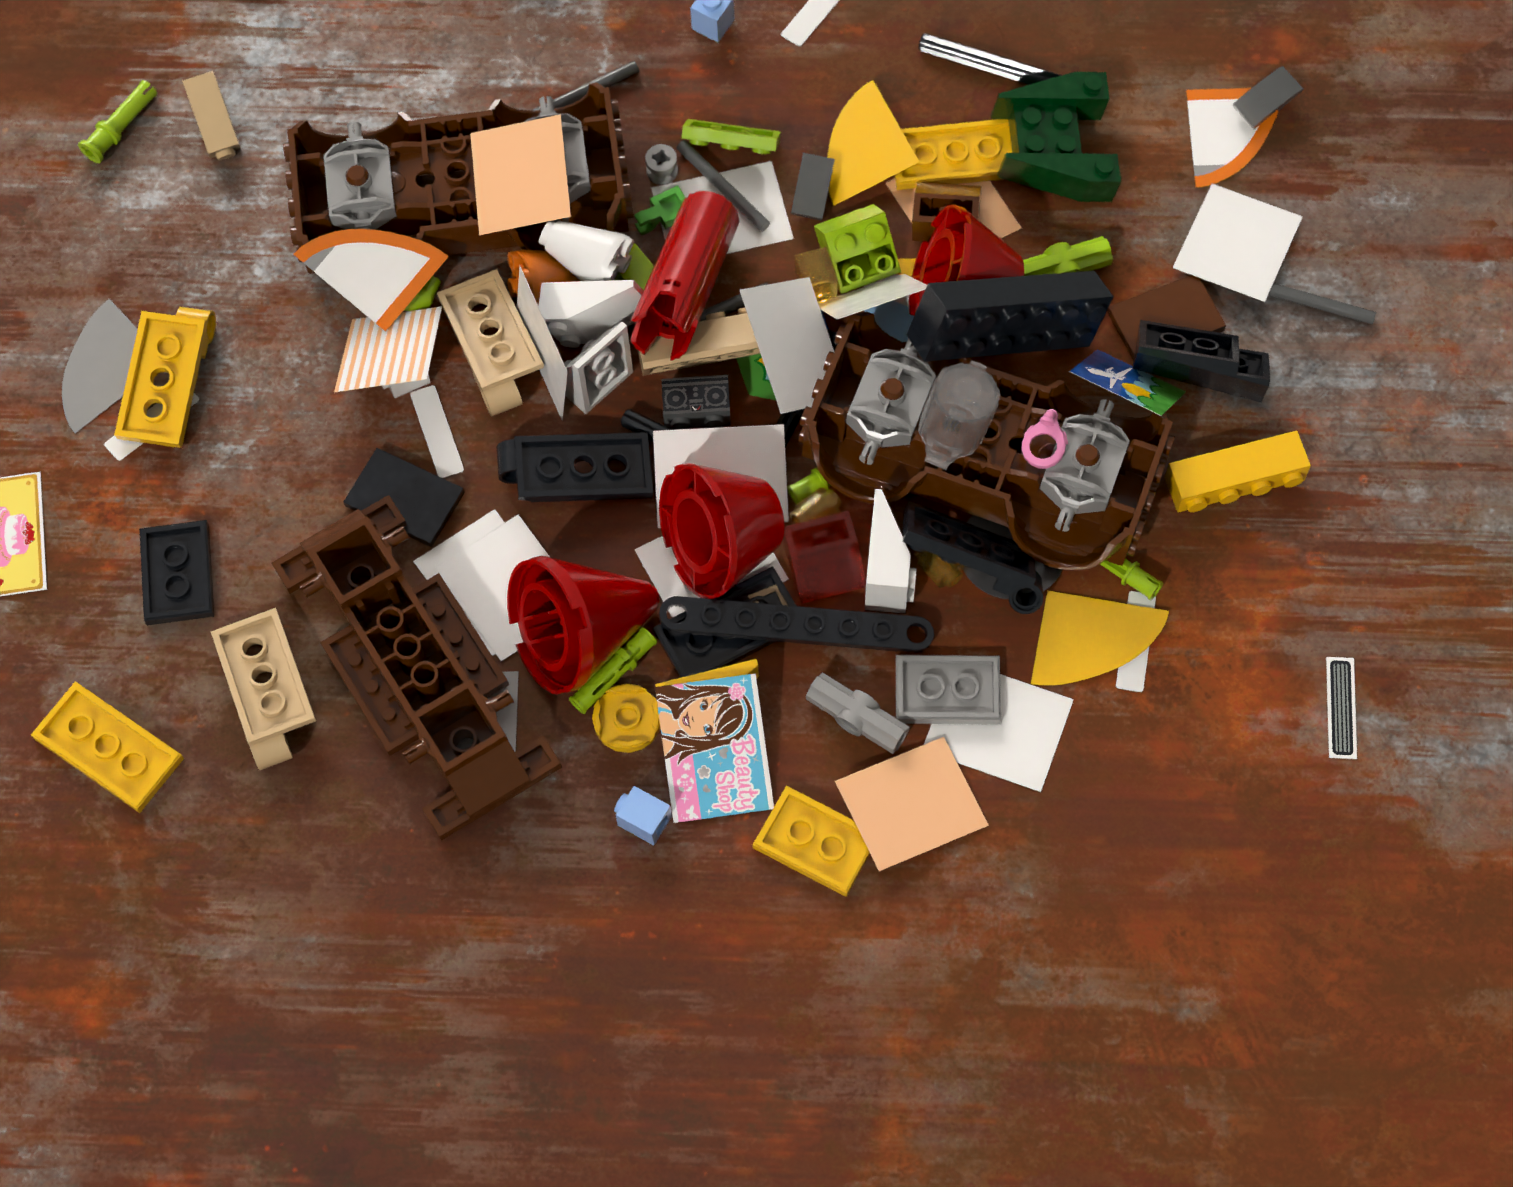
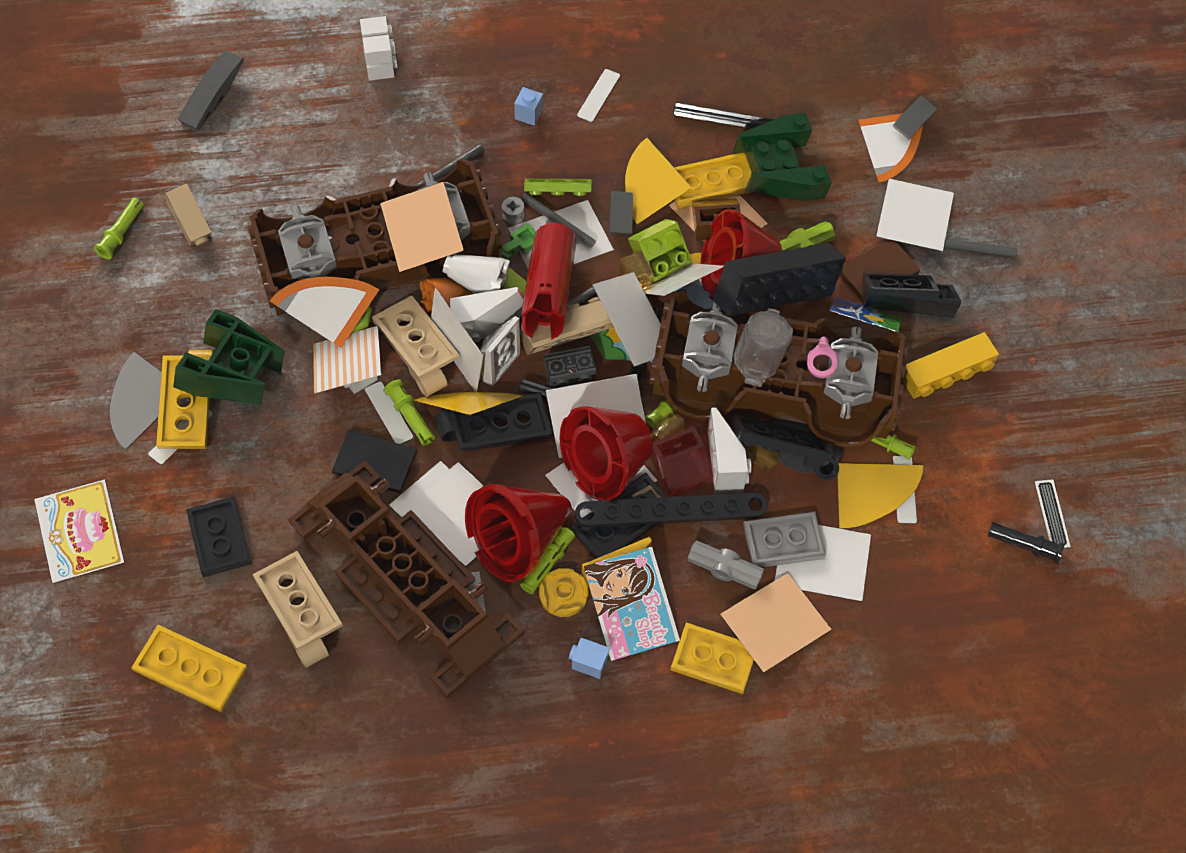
camera: 15 degrees left, 5 degrees down
(233, 337) = (234, 365): none -> dark green wedge
(459, 422) = (404, 404): none -> lime pin
(544, 432) = (468, 401): none -> yellow sticker
(1307, 750) = (1037, 545): none -> black pin

